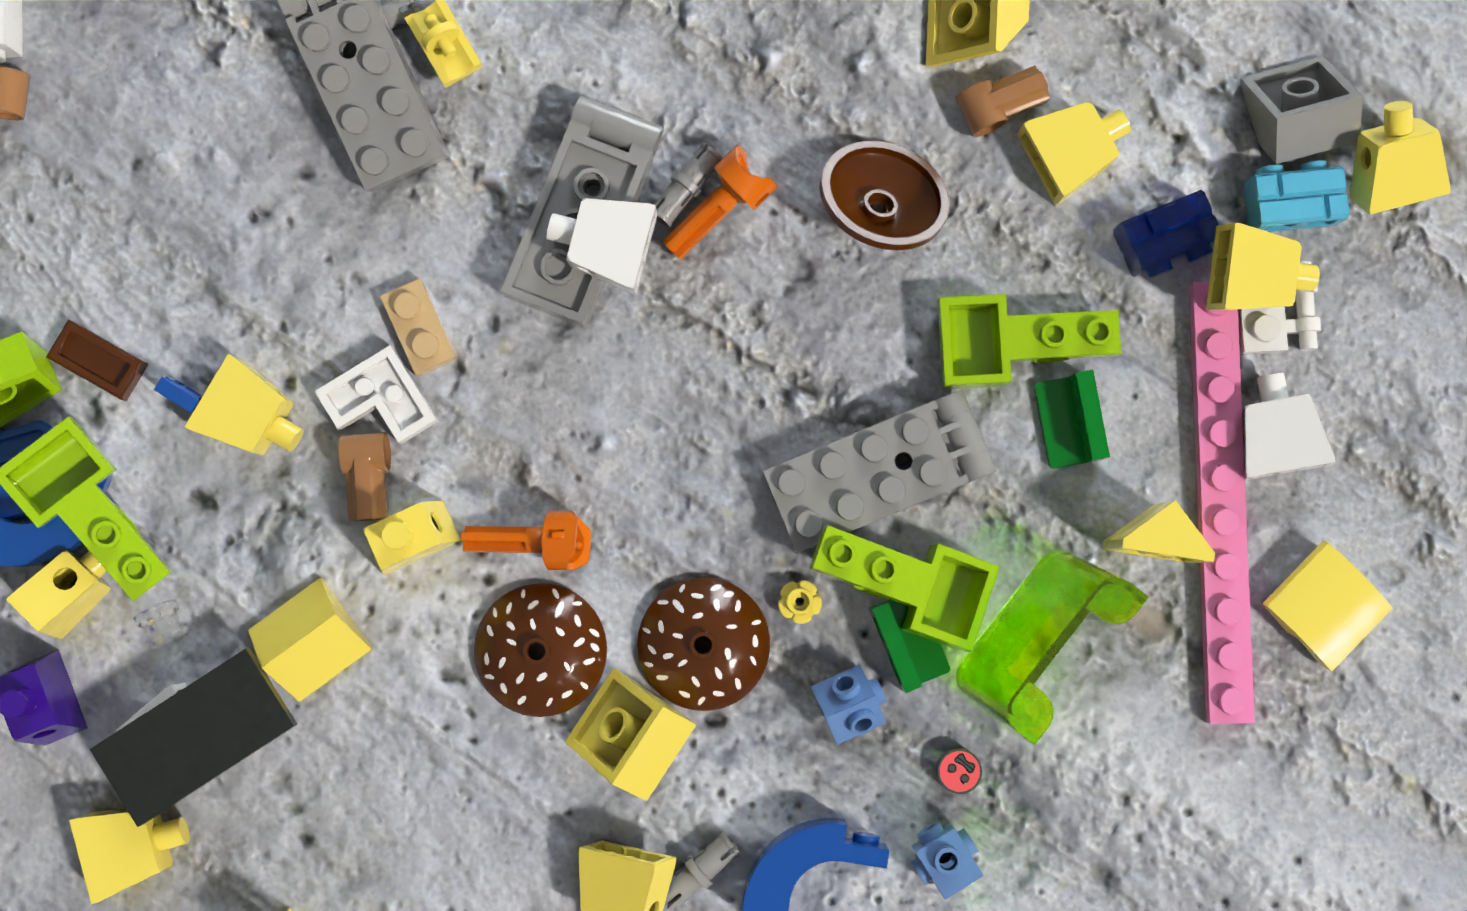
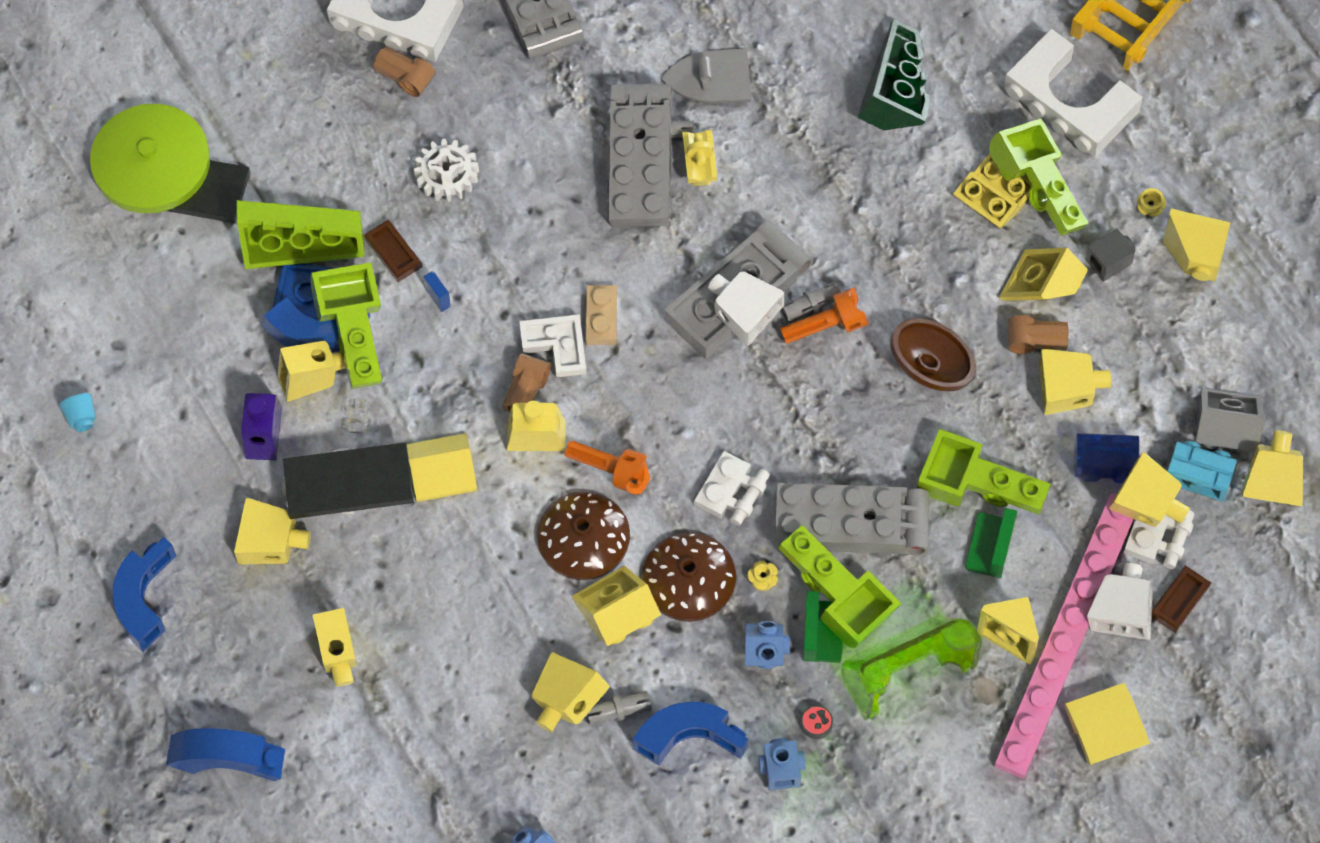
camera: 25 degrees right, 20 degrees down
(93, 208) = (460, 165): none -> white gear
(245, 410) = (469, 315): light yellow torso -> none
(690, 497) = (723, 484): none -> white plate
(1342, 385) = (1180, 599): none -> reddish brown tile

